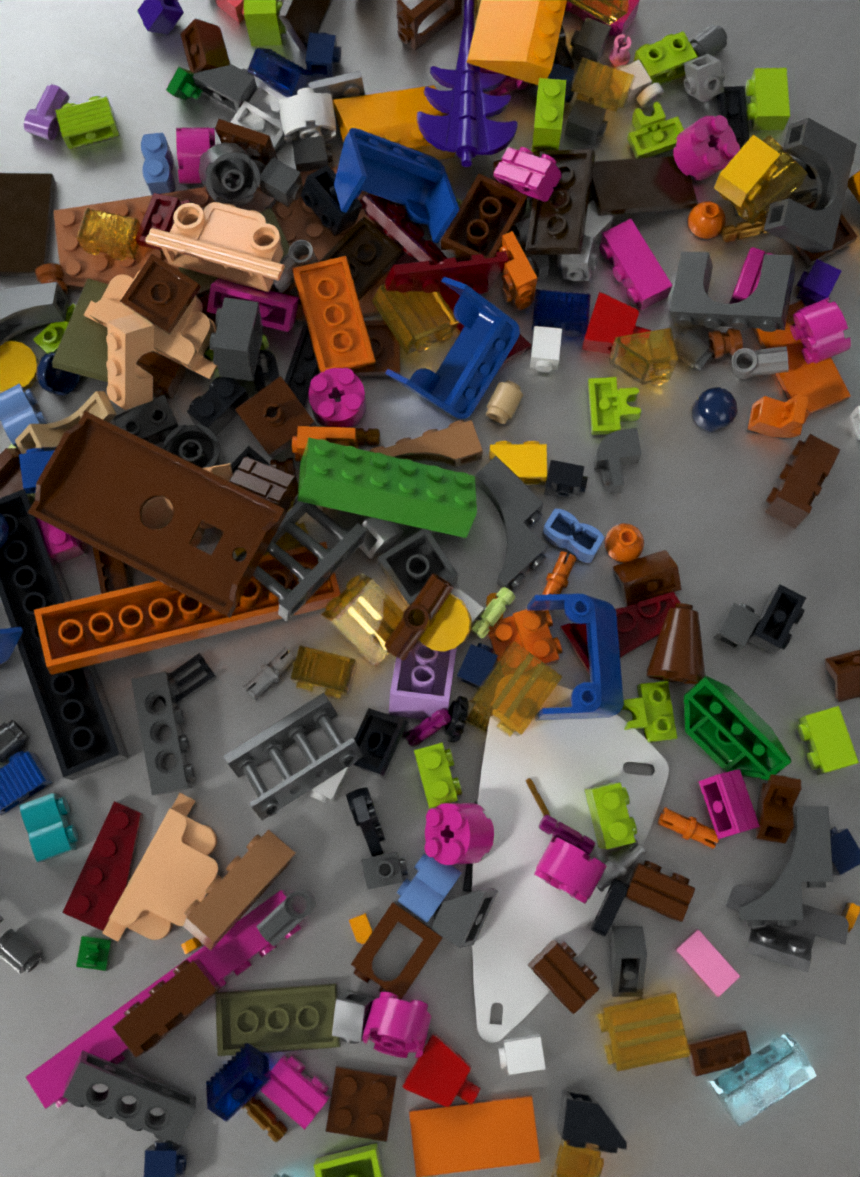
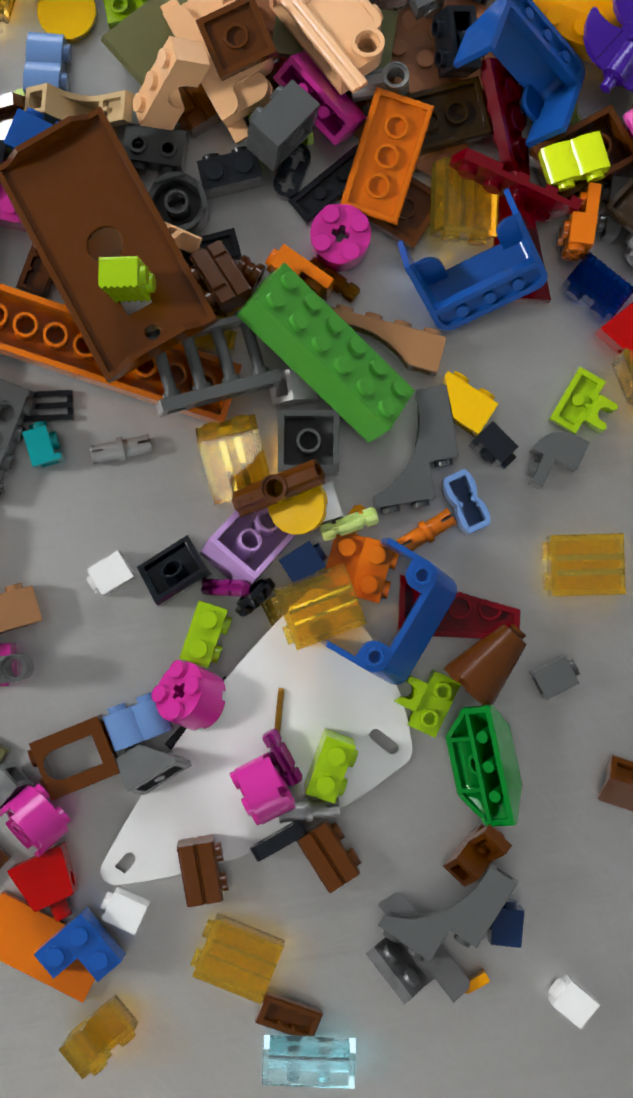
camera: 30 degrees right, 10 degrees up
(54, 379) = (95, 51): dark blue hair -> none
(192, 522) = (126, 279): none -> lime brick
(204, 711) = (43, 445): none -> teal brick
(274, 416) = (273, 218): reddish brown brick -> none
(278, 737) = (93, 510): dark grey fence -> none
(324, 672) = (167, 478): clear yellow brick -> none
(361, 928) = (59, 718): light orange piece -> none
(365, 816) = (123, 625): black plate -> none
(384, 870) = (108, 683): dark grey brick -> none
(480, 227) = (574, 161): none -> neon yellow brick
(504, 402) = (489, 338): tan brick -> none
(506, 1102) = (81, 939): none -> blue brick
(545, 348) = (560, 312): white brick -> none
(585, 1122) = (140, 1001): black slope -> none
(624, 542) = (509, 537): orange brick -> none
(628, 961) = (263, 893): dark grey slope -> none
(648, 577) = (507, 581): reddish brown panel -> none
(688, 827) = (391, 819): orange pin -> none
(698, 525) = (584, 564): none -> clear yellow brick
(707, 963) = (329, 938): bright pink tile -> none
(729, 804) = (438, 823): dark pink brick -> none
(777, 619) = (593, 694): black brick -> none
(827, 740) = (562, 826): lime piece -> none

